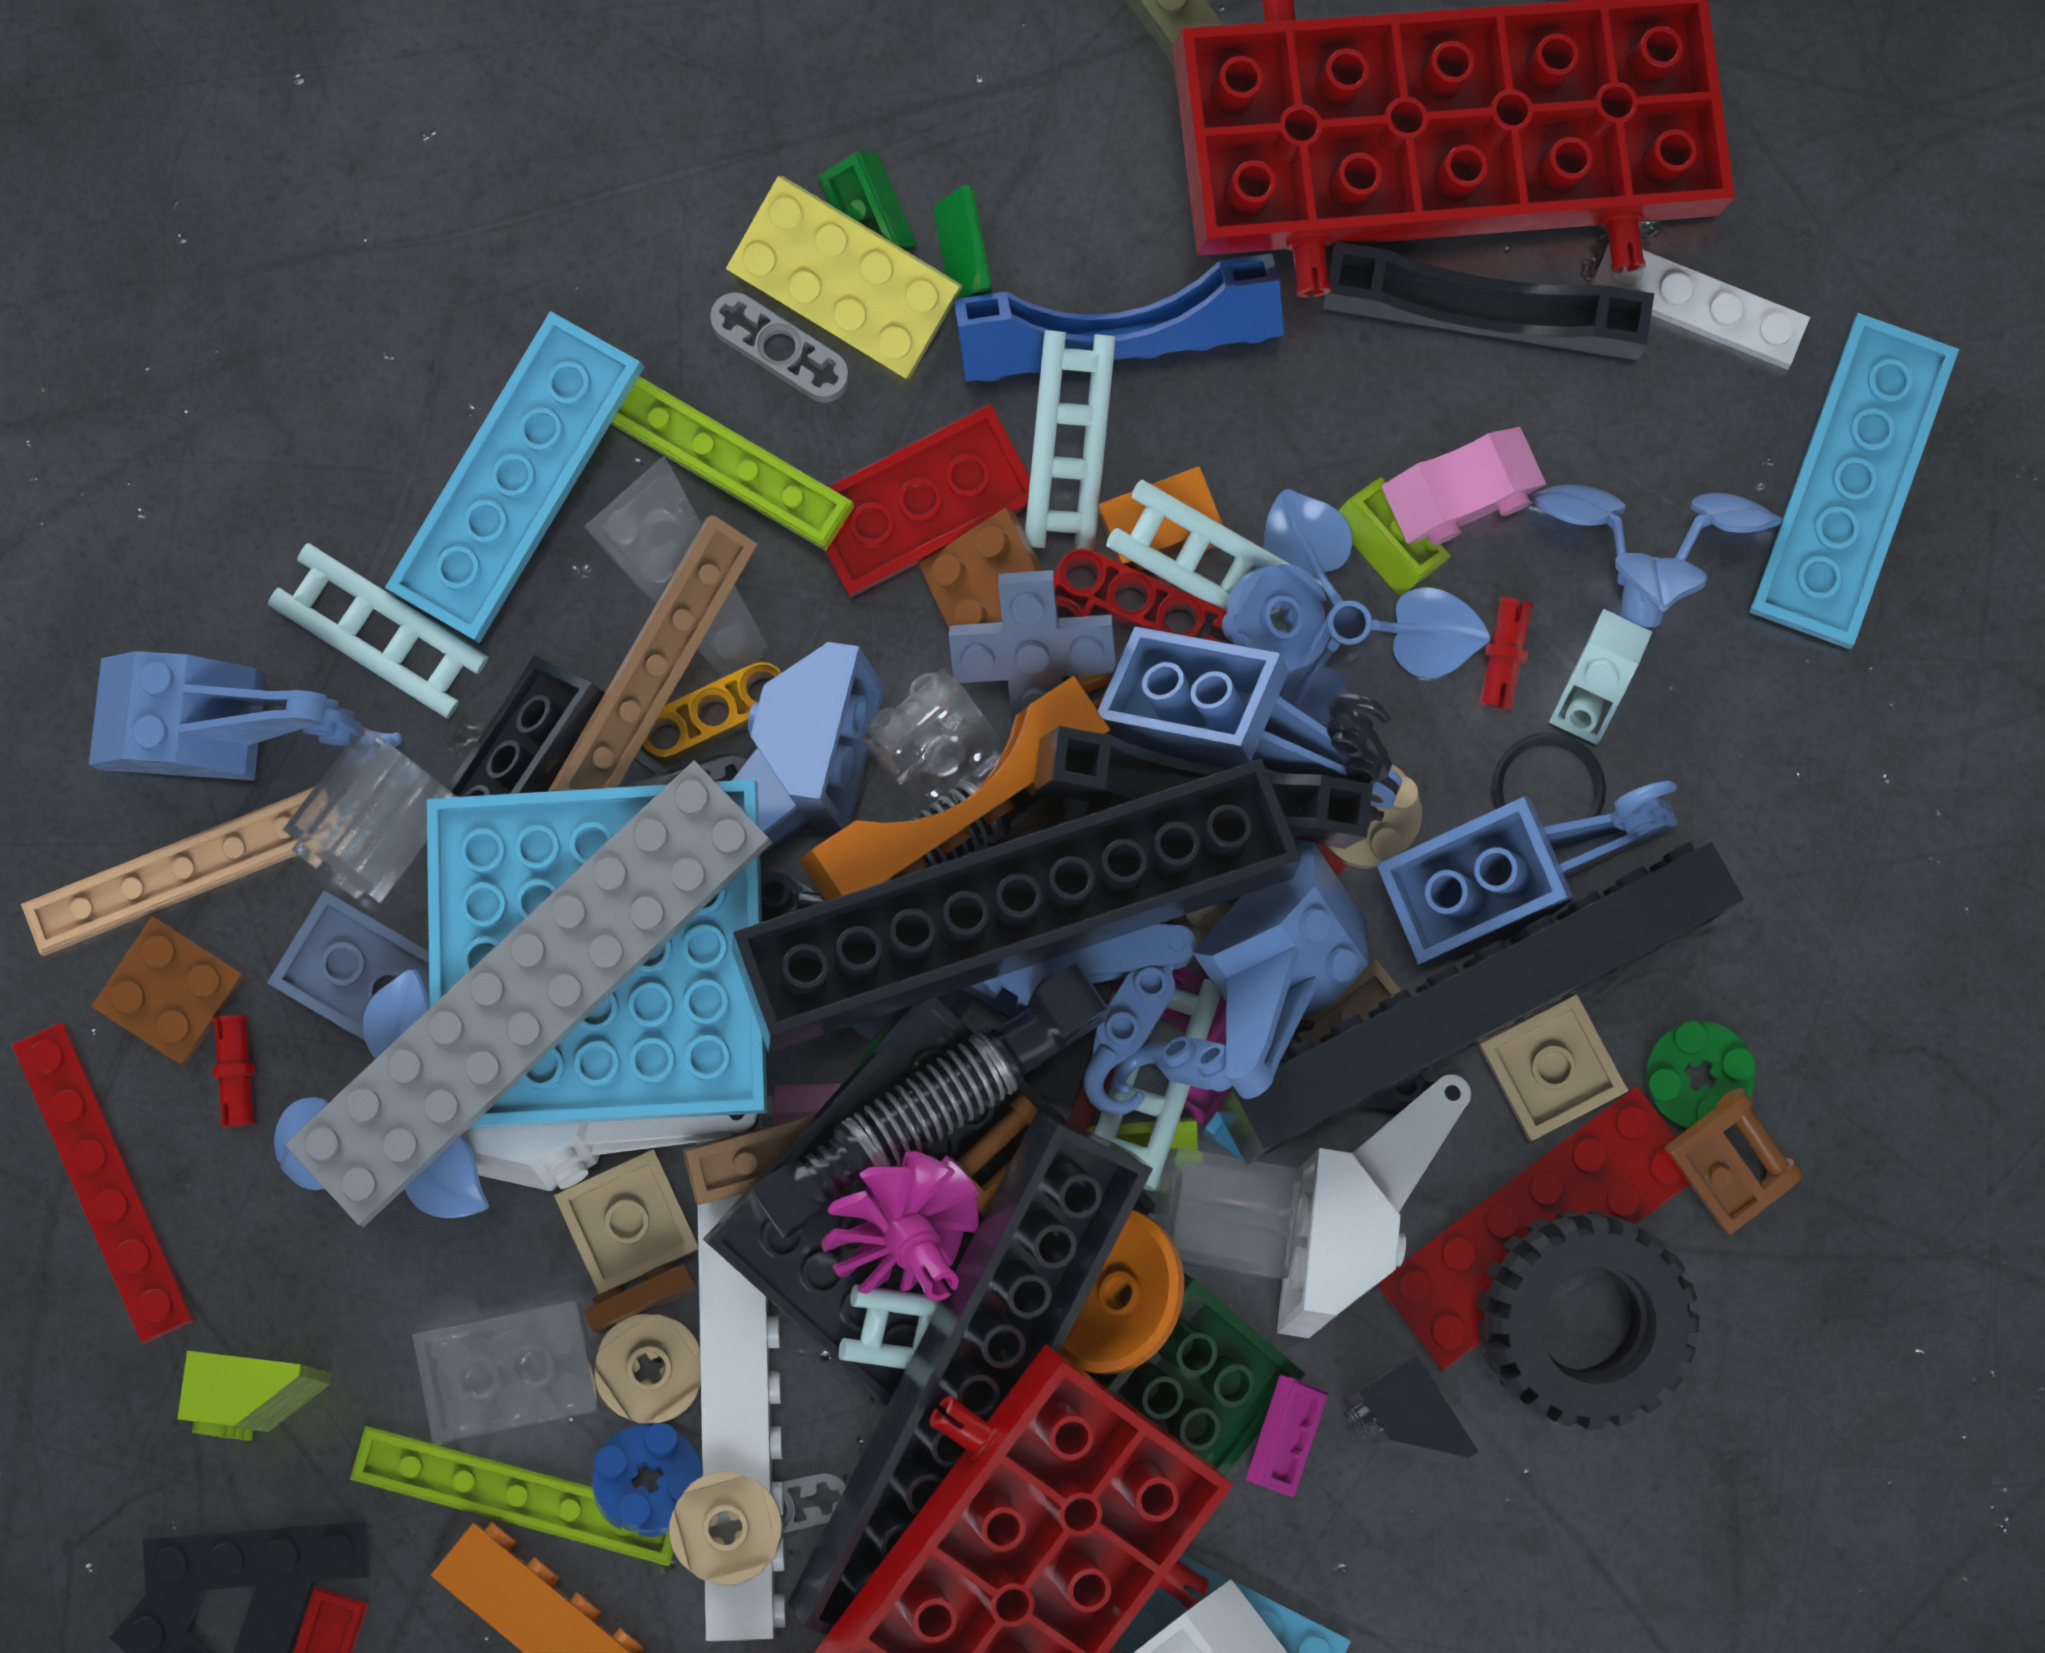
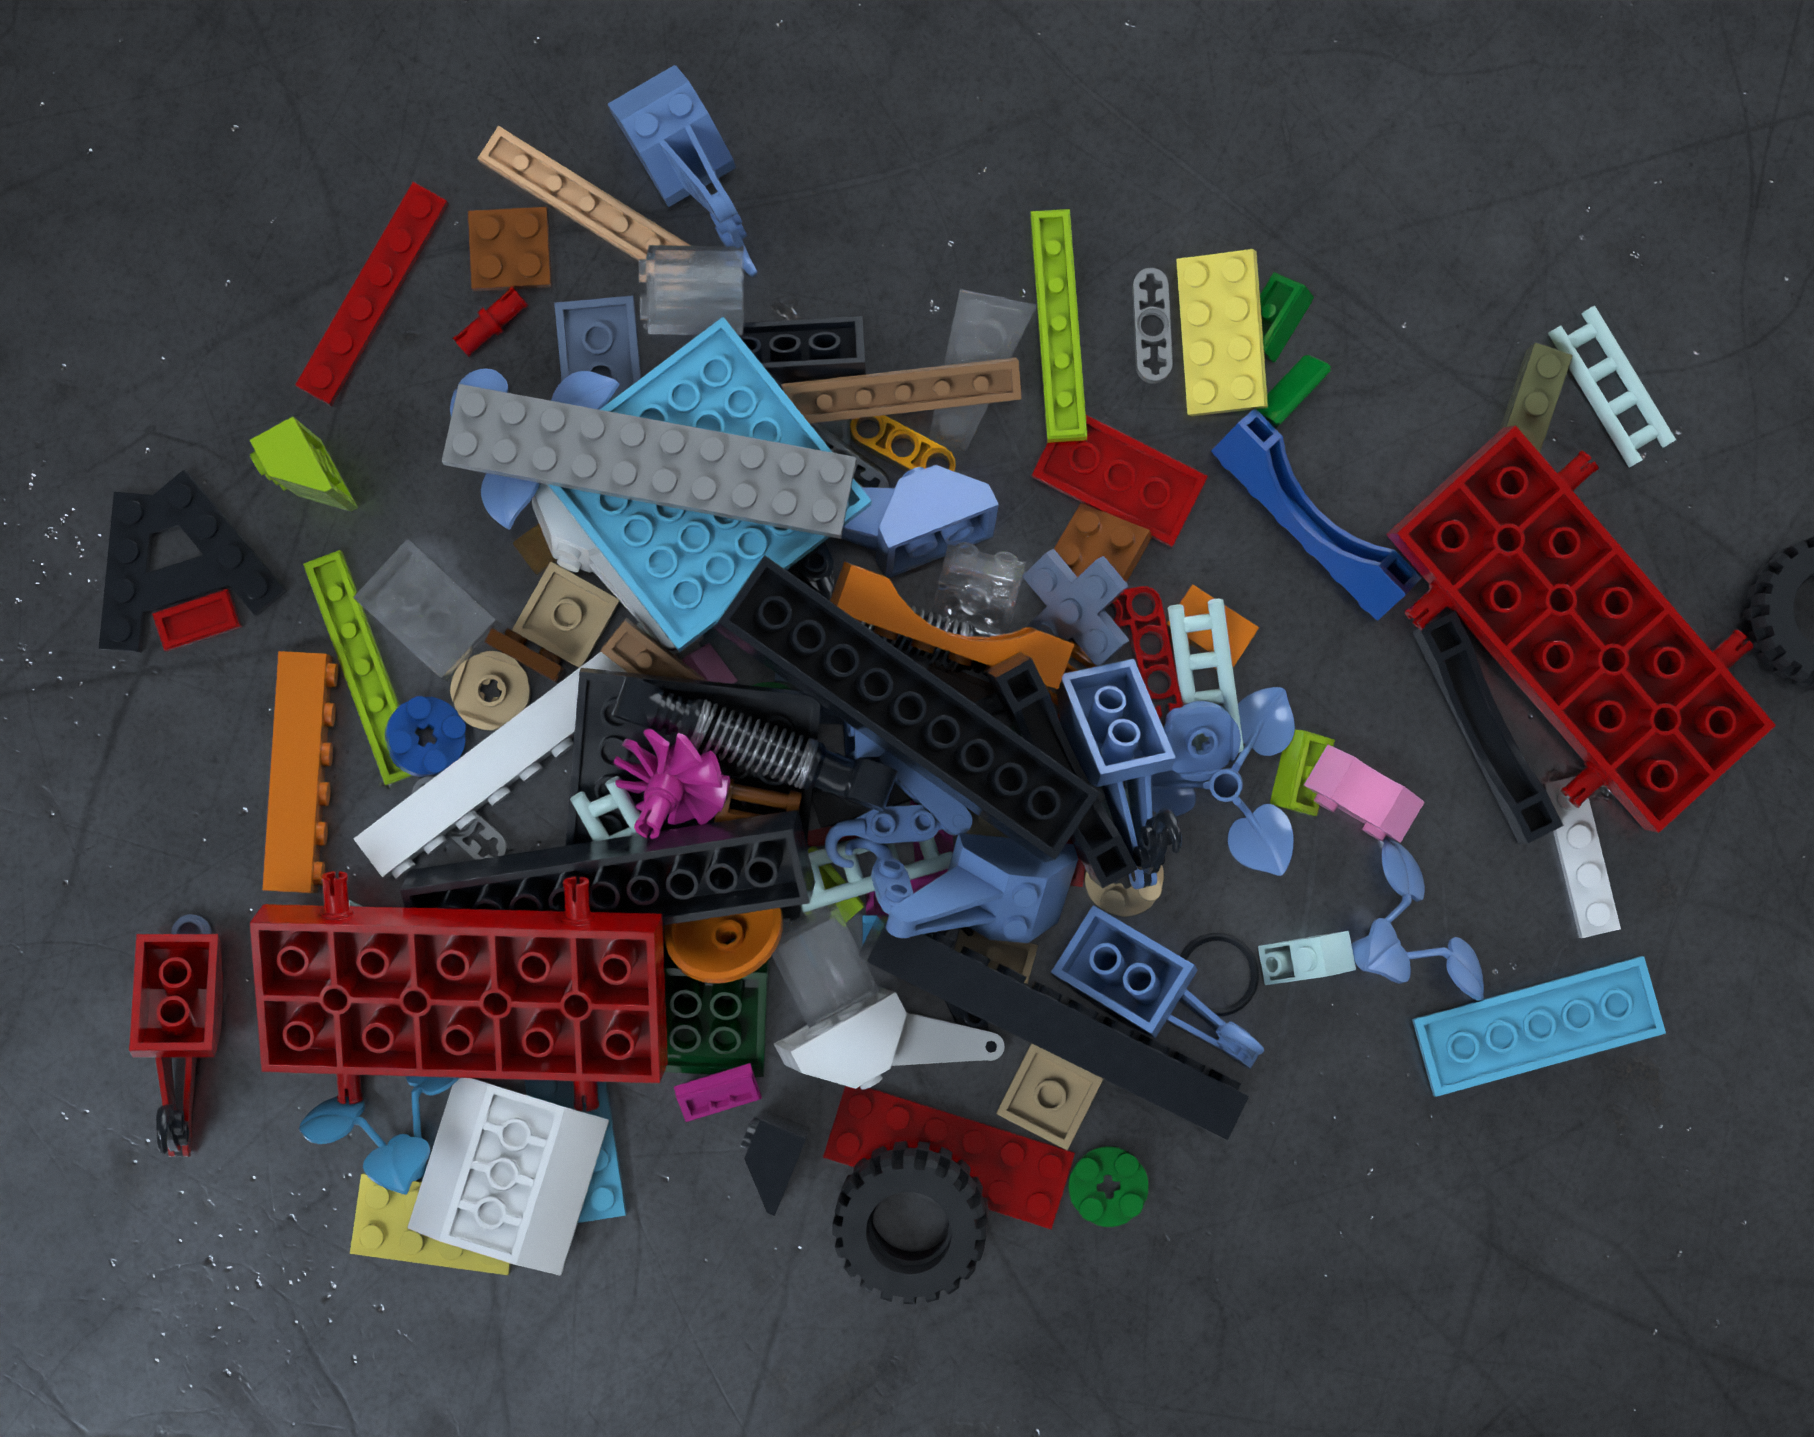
camera: 50 degrees right, 5 degrees up
(370, 597) = (827, 196): light aqua bar -> none
(514, 476) = (958, 226): medium azure plate -> none
(526, 1205) = (535, 549): none -> clear orange tile
(699, 1511) = (401, 803): tan plate -> none
(1052, 412) = (1242, 543): light aqua bar -> none
(1506, 653) = (1280, 891): red pin -> none
(1718, 1170) = (1057, 1238): dark orange plate -> none

